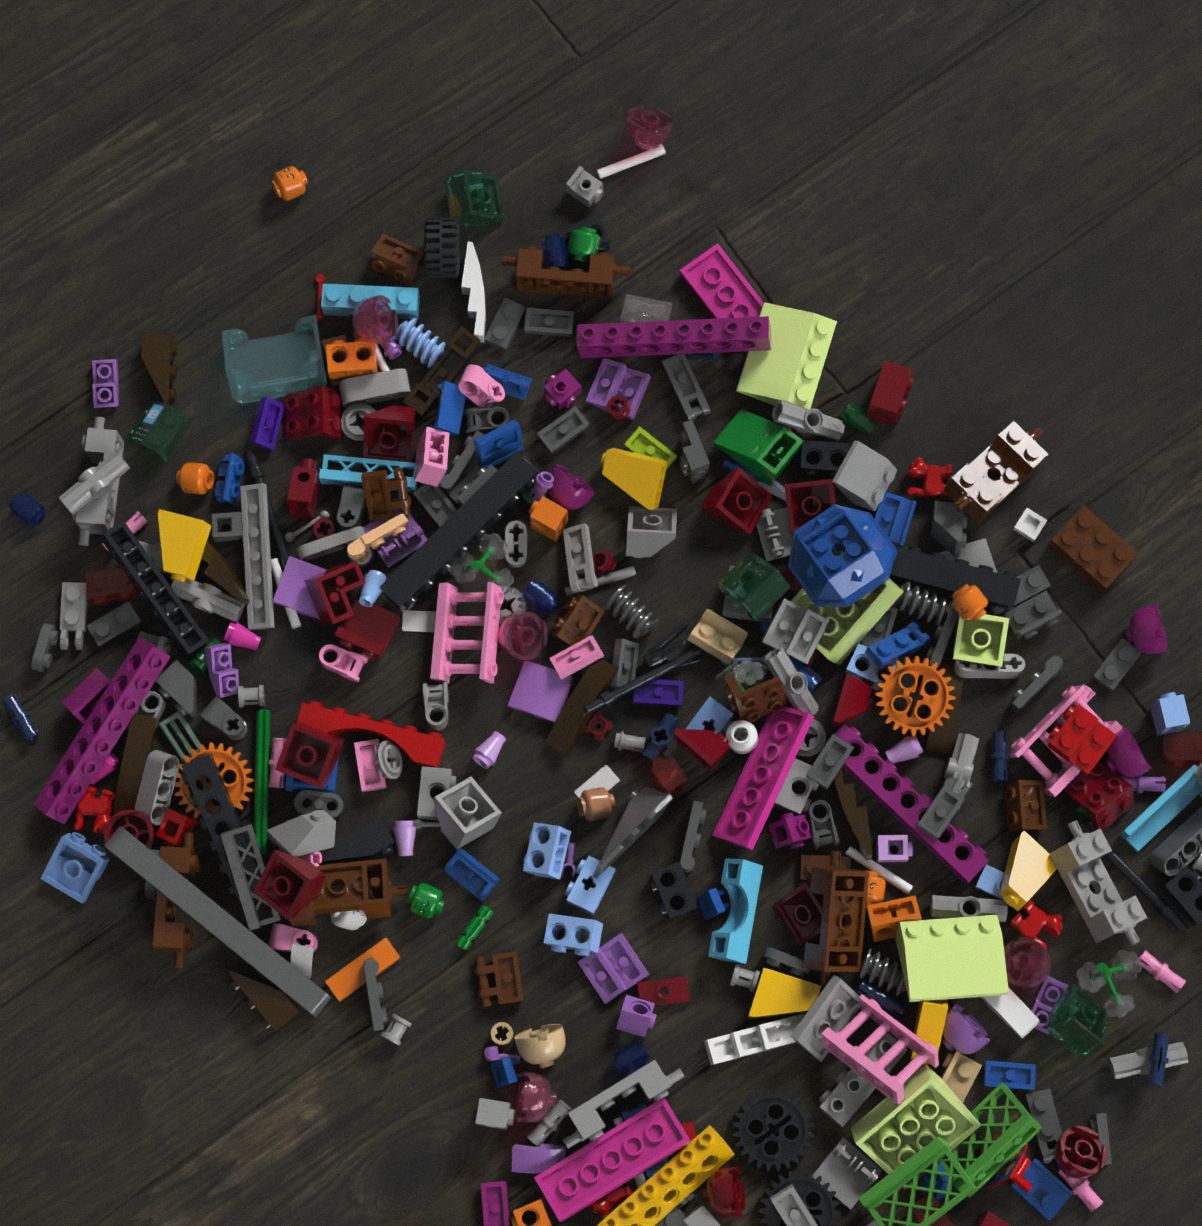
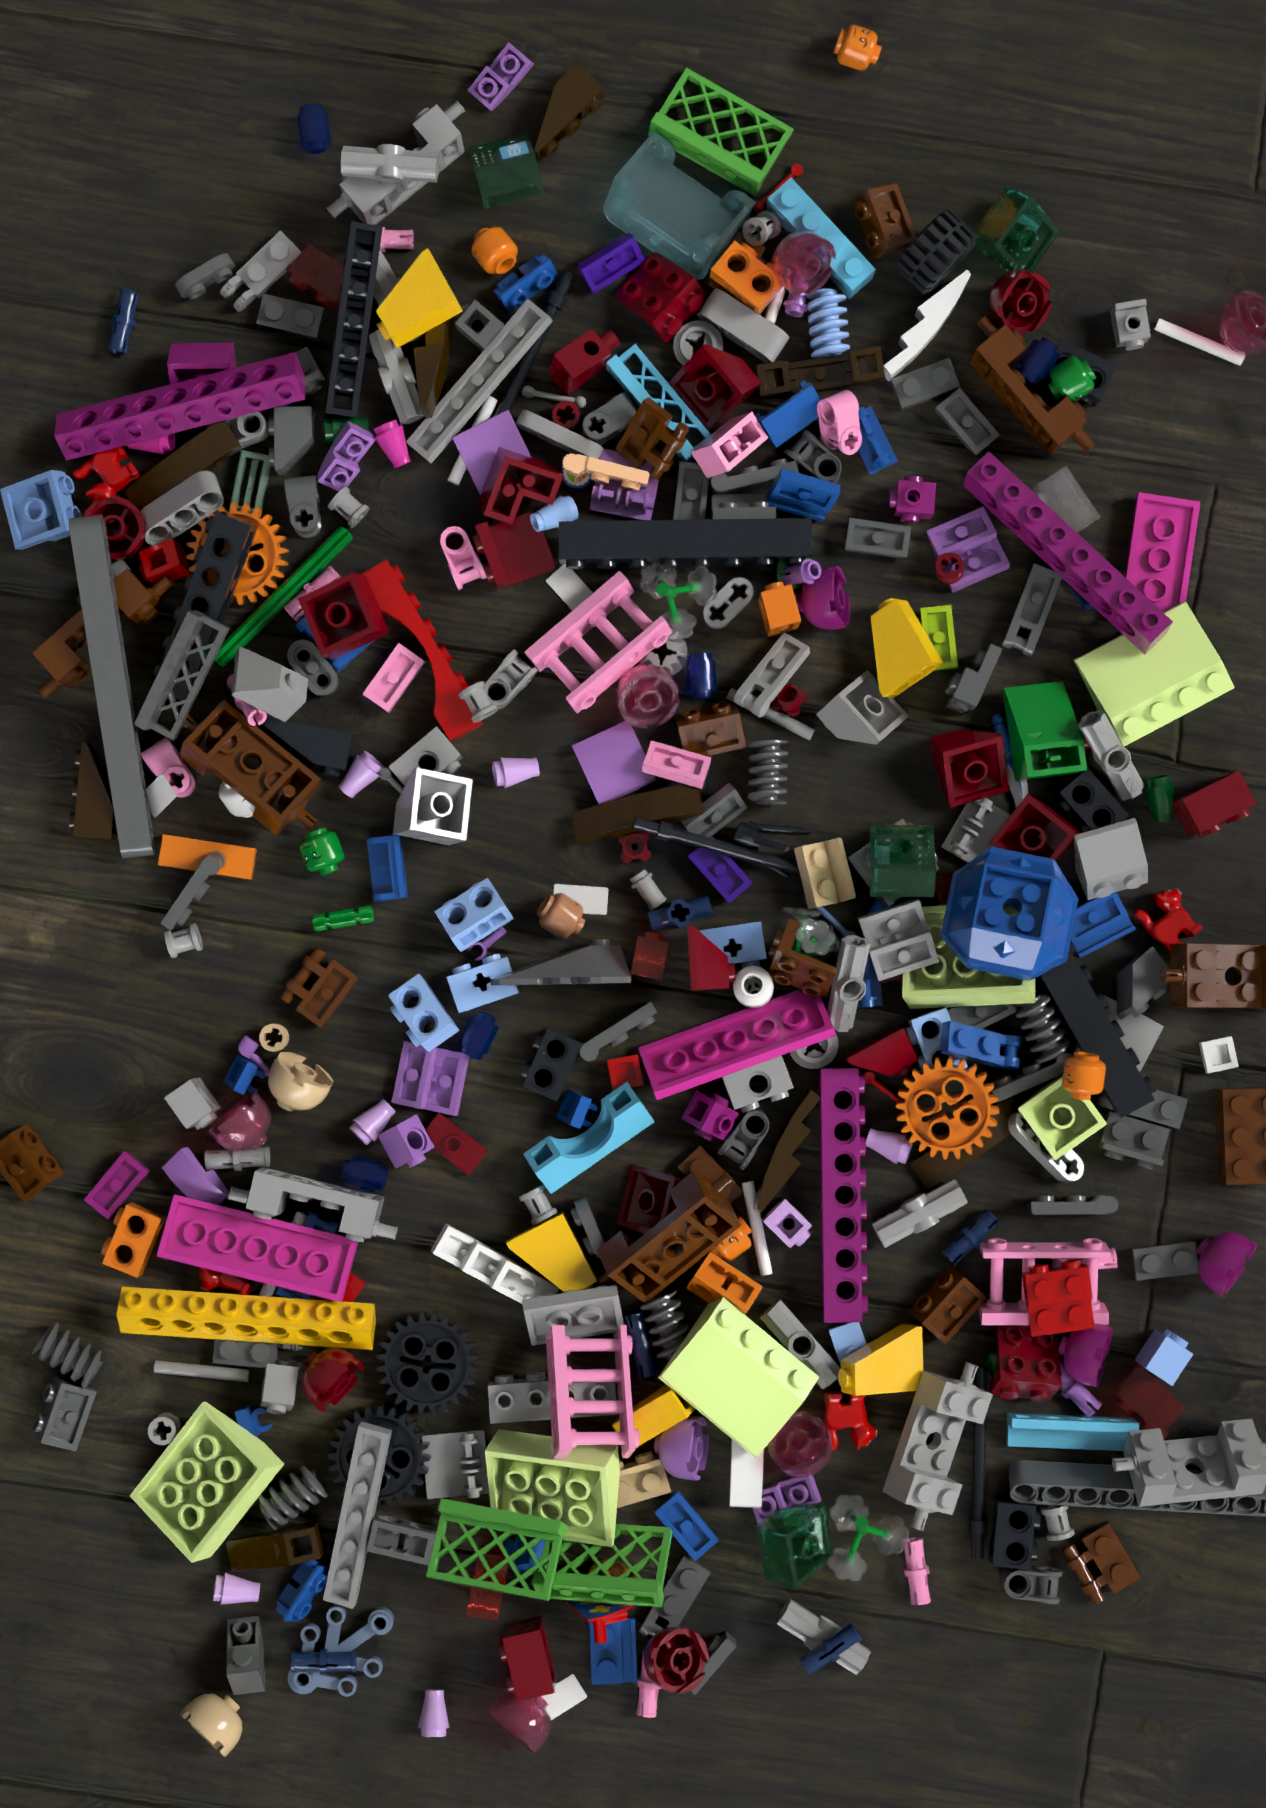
camera: 45 degrees right, 10 degrees up
(267, 313) = (712, 155): none -> bright green fence
(289, 884) = (207, 717): dark red slope -> none
(327, 328) = (764, 231): none -> light grey bush
(388, 750) = (411, 702): light grey gear -> none
(432, 729) = (478, 702): none -> light grey bush
(513, 230) = (1020, 300): none -> dark red cylinder
(605, 1026) = (372, 1122): none -> lavender cone
(616, 916) = (478, 1035): none -> clear blue brick
(716, 855) = (625, 1070): none -> red plate
(829, 761) = (808, 1090): dark grey plate -> none
(857, 725) = (870, 1079): none -> red hinge
(943, 808) = (868, 1235): dark grey hinge -> none

